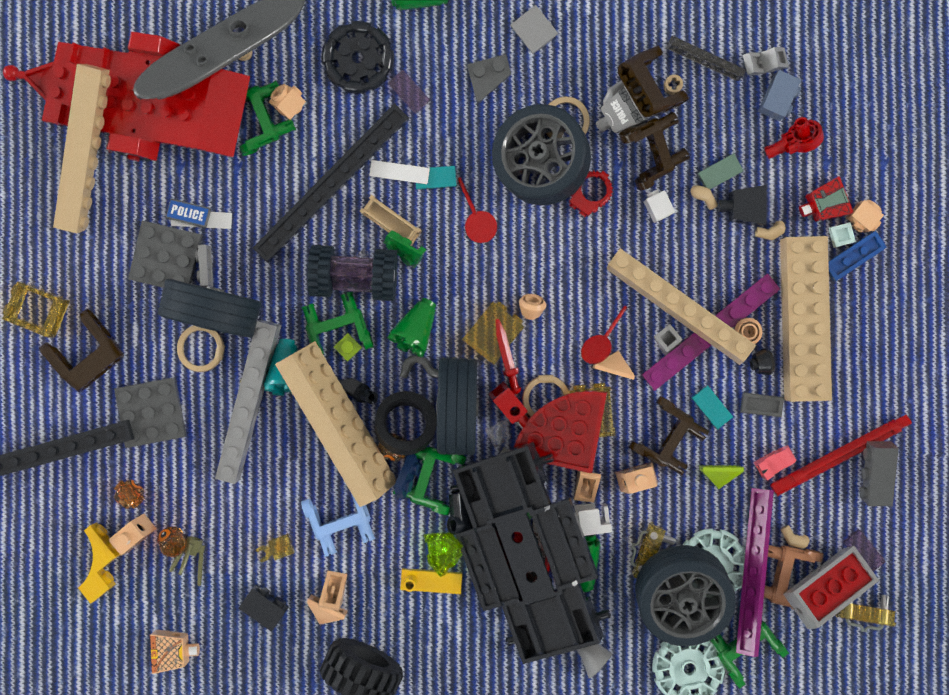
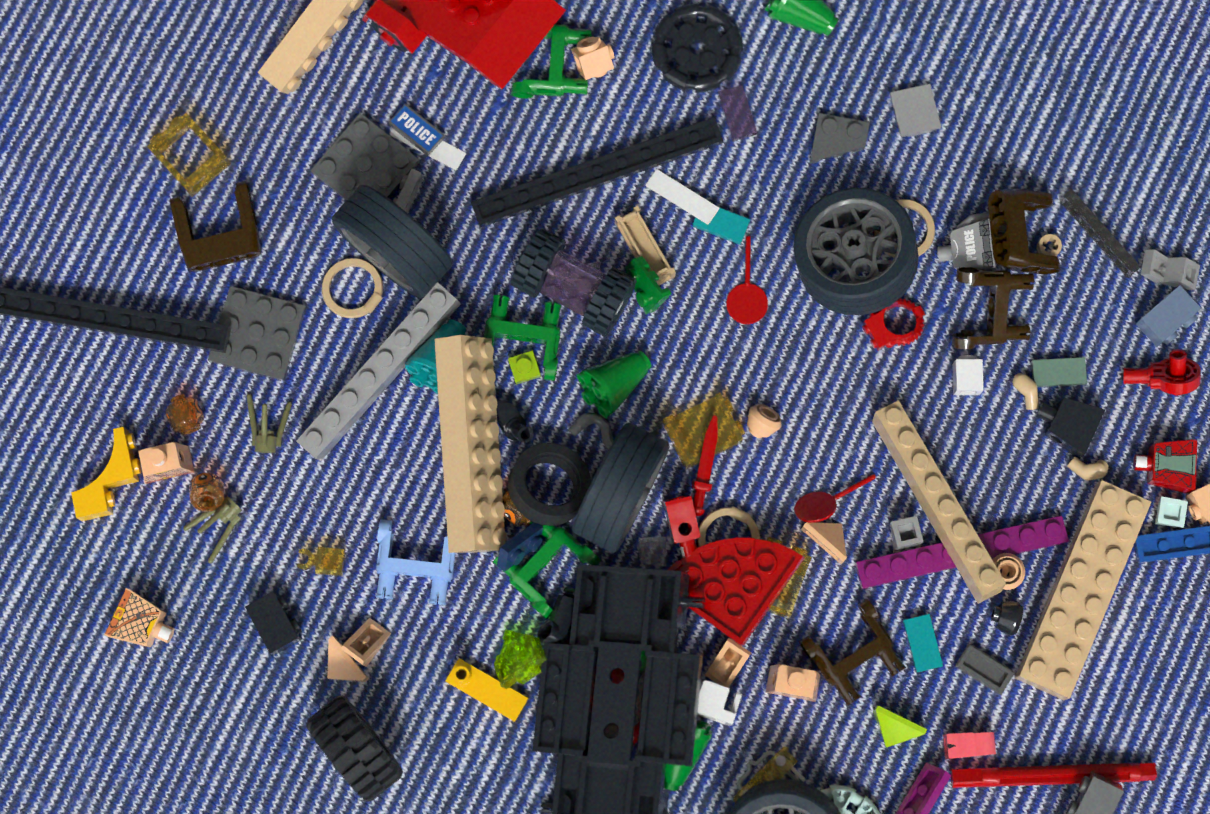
camera: 30 degrees right, 10 degrees down
(192, 485) = (265, 440): none -> olive plant

